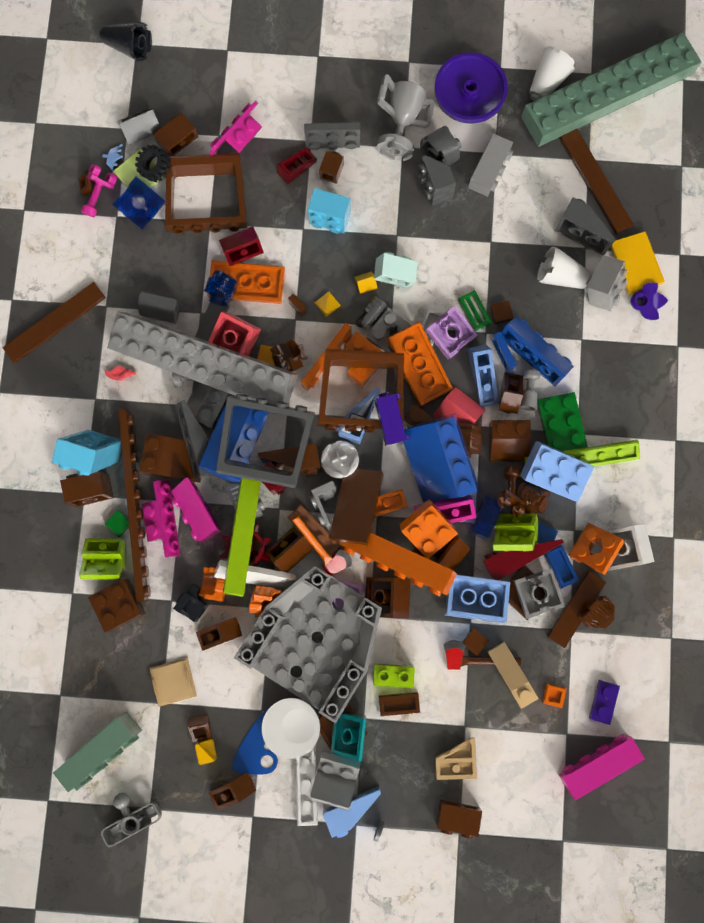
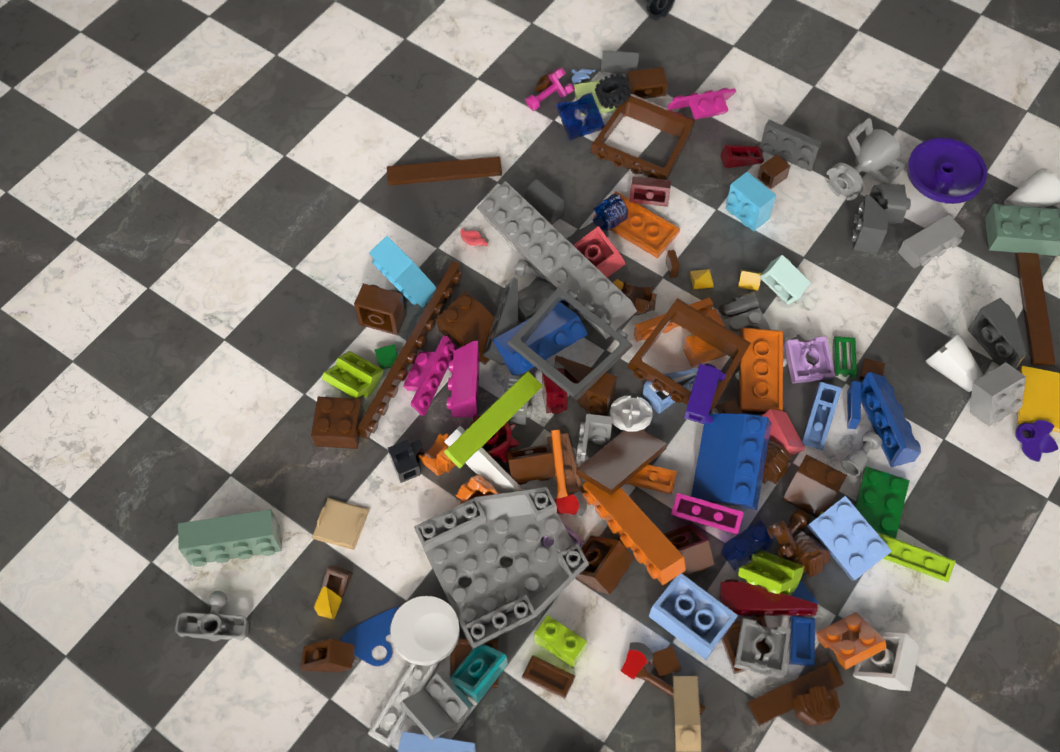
camera: 30 degrees right, 20 degrees down
(219, 633) = (414, 502): reddish brown slope -> none
(428, 529) = (681, 512): orange brick -> none
(511, 393) = (839, 446): reddish brown slope -> none

